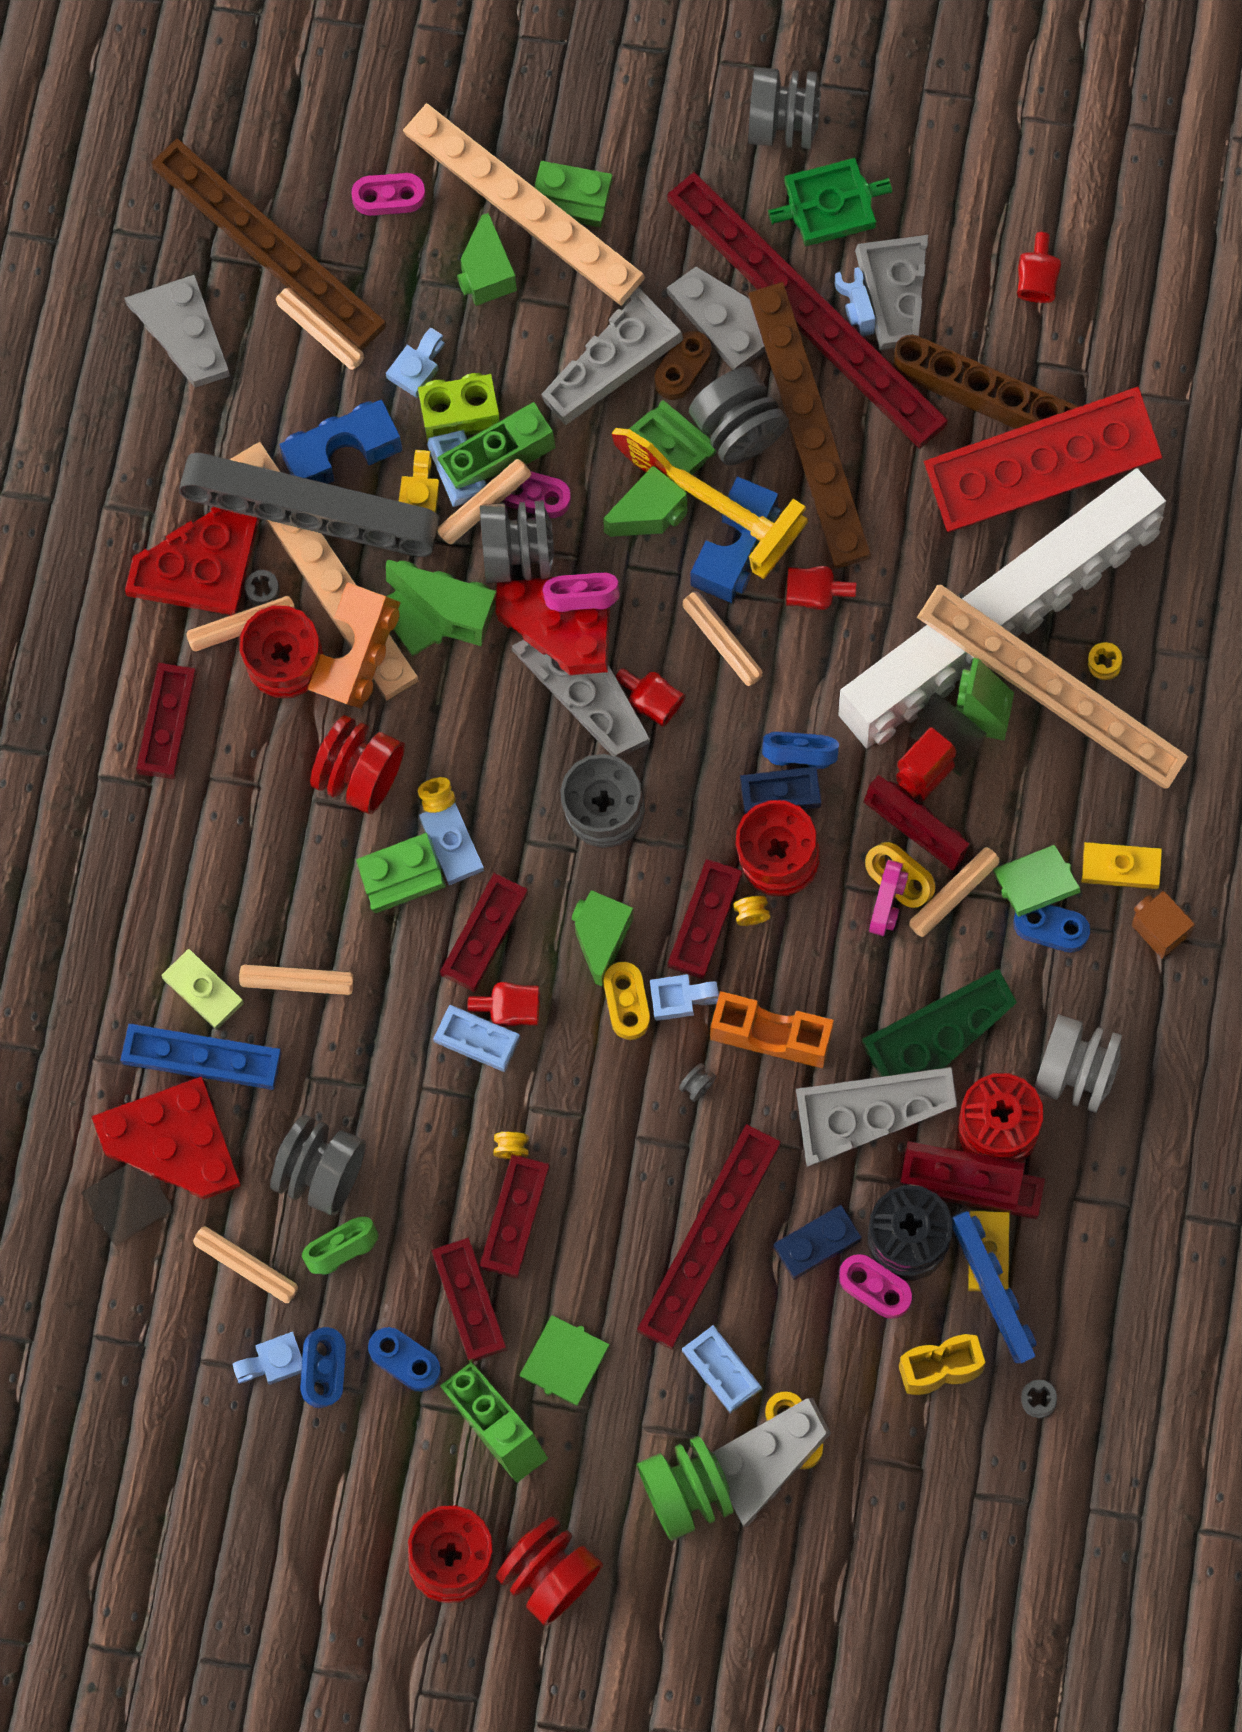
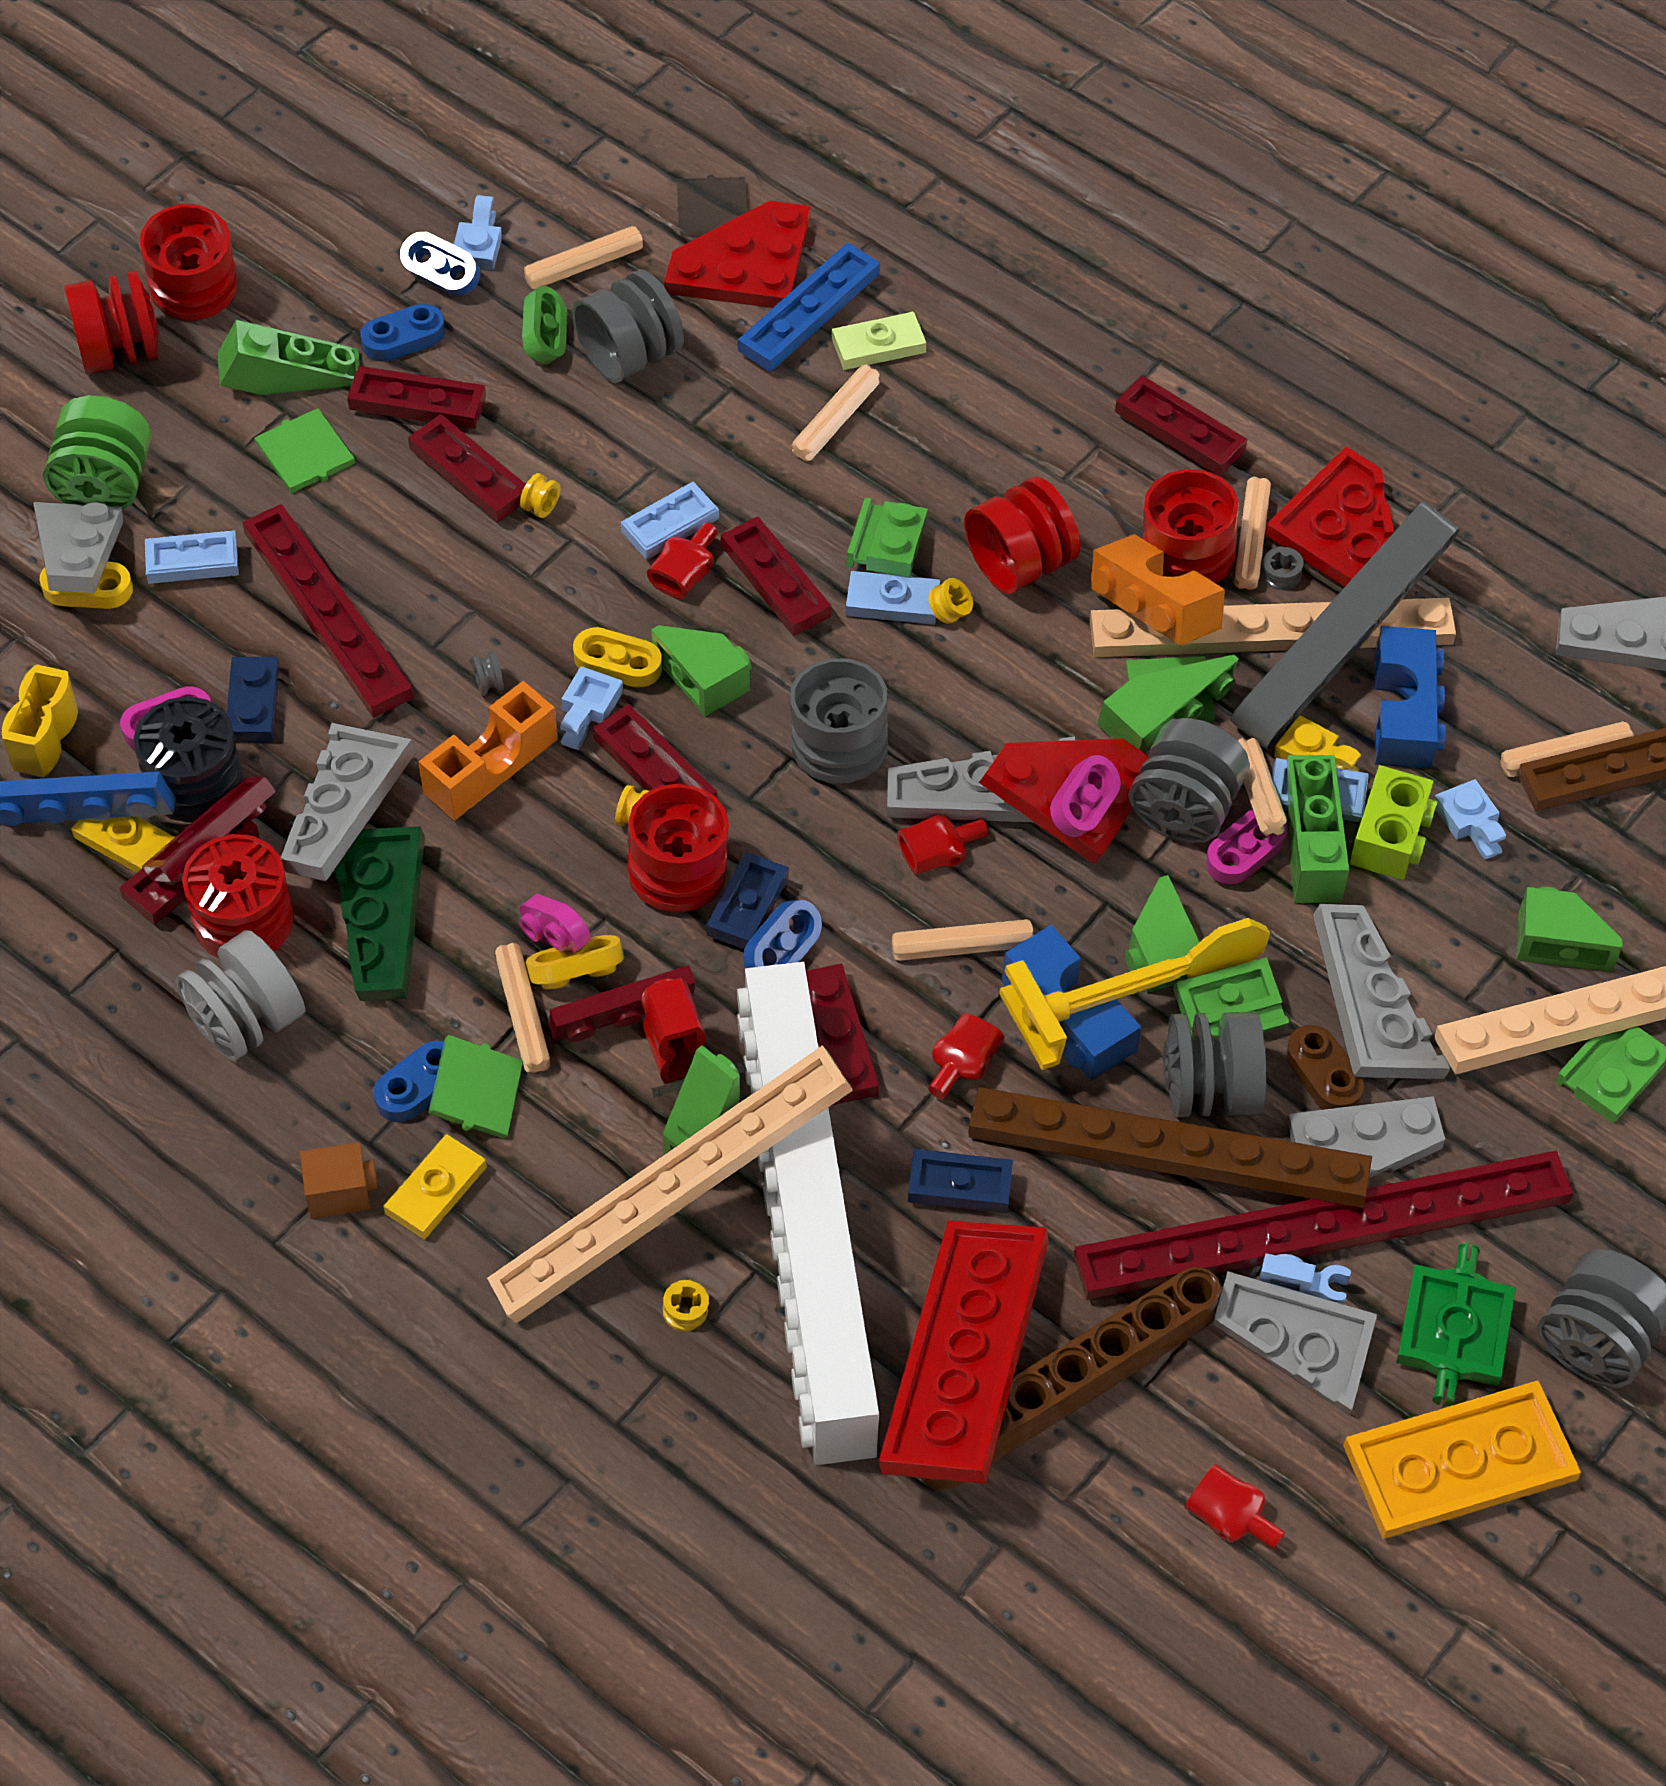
camera: 115 degrees right, 15 degrees down
(820, 701) = (841, 1031): none -> dark red plate
(912, 540) = (960, 1181): none -> dark blue plate
(922, 159) = (1461, 1459): none -> light orange plate

